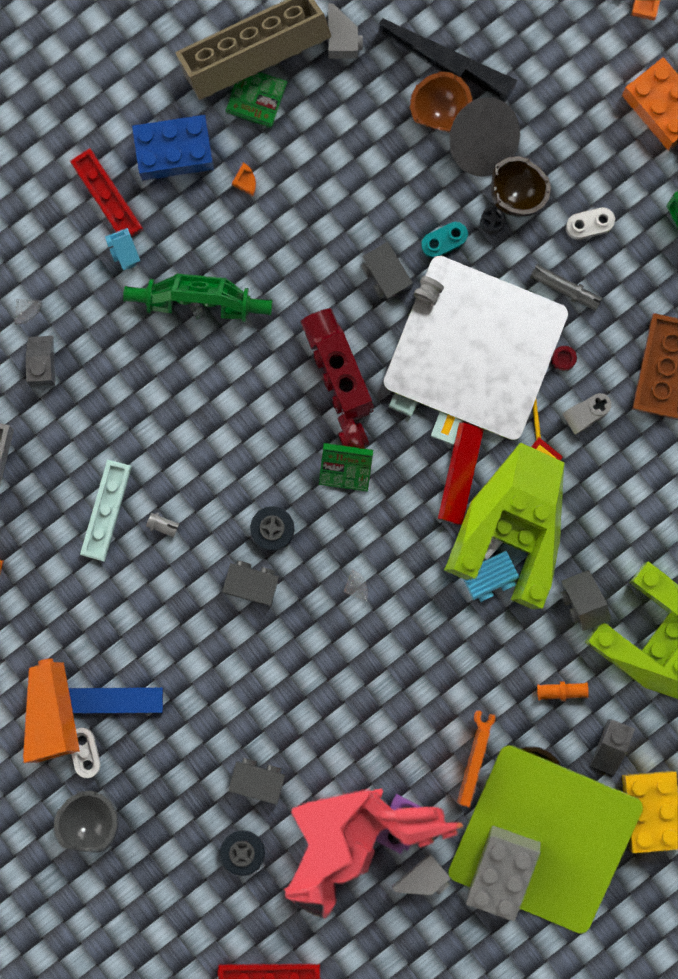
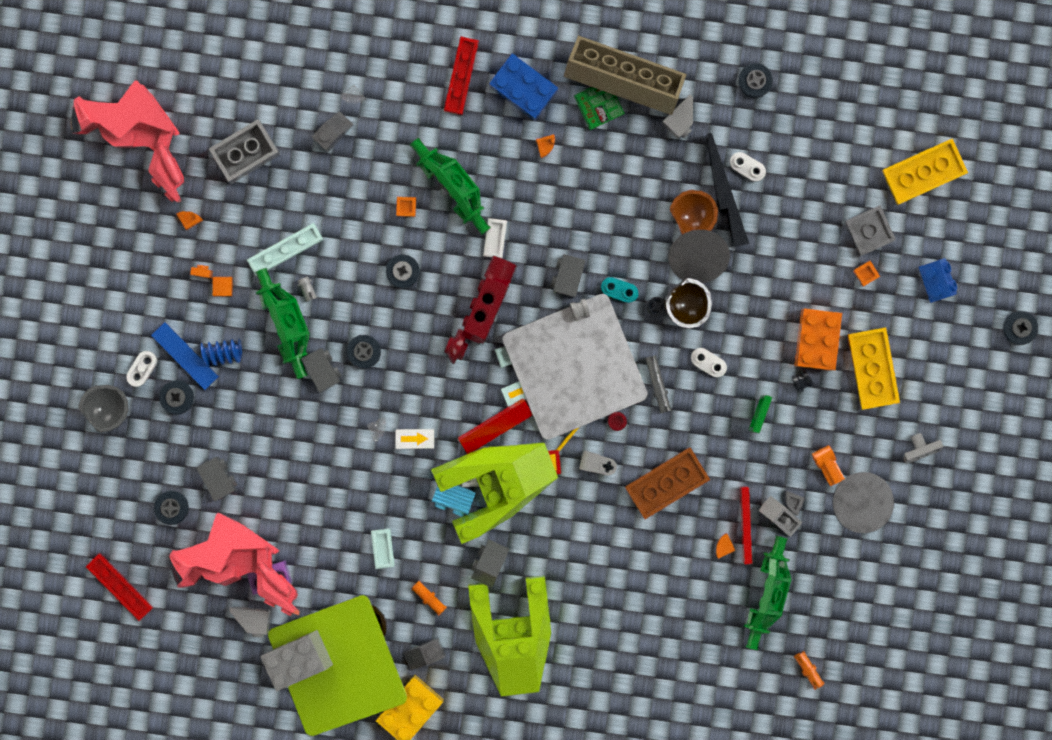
camera: 45 degrees right, 5 degrees up
(49, 607) = (201, 271): none -> orange plate
(49, 714) = (143, 329): orange slope -> none
(82, 602) = (222, 286): none -> orange tile
(123, 248) = (439, 115): medium azure brick -> none
(143, 662) = (221, 353): none -> blue piece
(152, 746) = (182, 395): none -> black wheel
(175, 570) = (287, 320): none -> green plate
(176, 359) = (406, 207): none -> orange plate
(237, 428) = (403, 265): none -> black wheel
(285, 307) = (495, 238): none -> white tile
(345, 467) = (436, 359): green tile -> none
(399, 560) = (414, 438): none -> white tile
(445, 20) = (747, 167): none -> white plate
(473, 690) = (382, 548): none -> light aqua tile
(475, 758) = (345, 585): orange tile -> none

